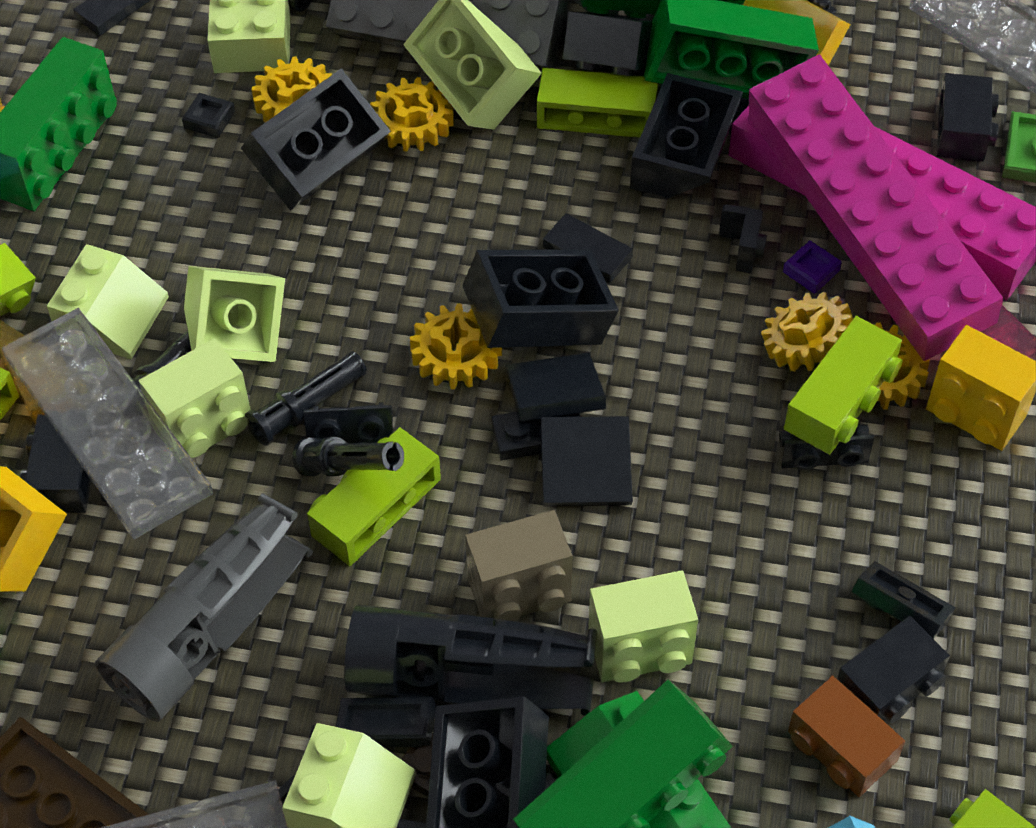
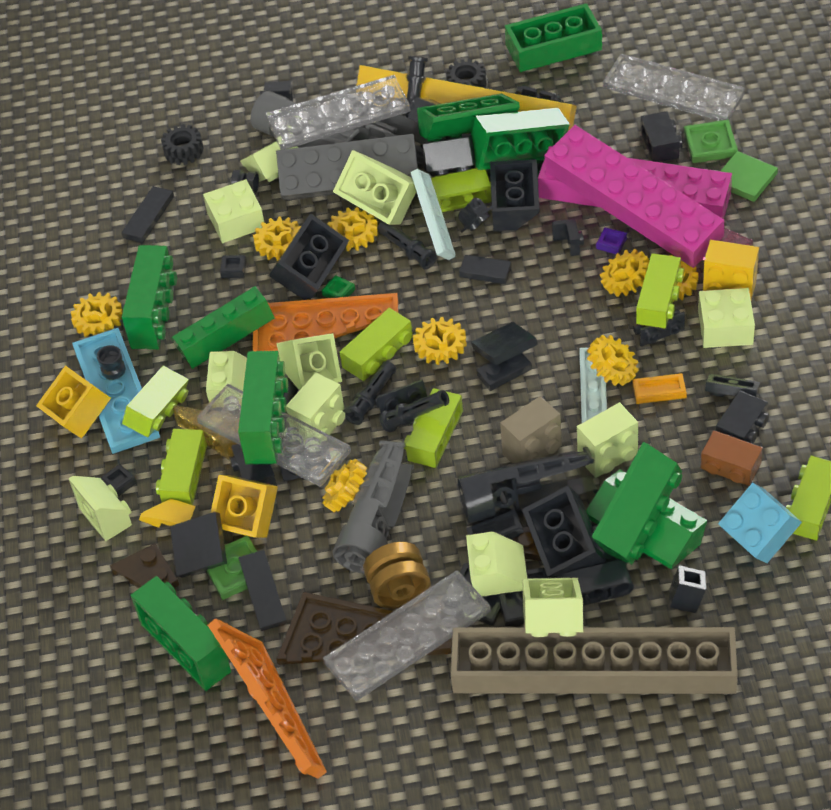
camera: 15 degrees left, 5 degrees down
(90, 372) = (262, 407): none -> green brick
(132, 209) = (223, 327): none -> green slope
(174, 548) = (344, 485): none -> yellow gear
(174, 749) = (396, 574): none -> pearl gold wheel
(286, 243) = (321, 317): none -> orange wing
(345, 205) = (338, 287): none -> green tile
(354, 317) = (376, 344): none -> lime brick
(490, 177) = (413, 248): none -> black pin
(539, 131) = (433, 214): none -> light aqua tile
(539, 298) = (476, 299): black brick -> none
(586, 461) = (538, 374): black tile -> none
(605, 152) = (473, 214): none -> black hinge
(669, 511) = (592, 389): none -> light aqua tile
(717, 480) = (612, 360): none -> yellow gear
(778, 556) = (659, 388): none -> light orange tile
(944, 469) = (726, 317): none -> yellowish green brick

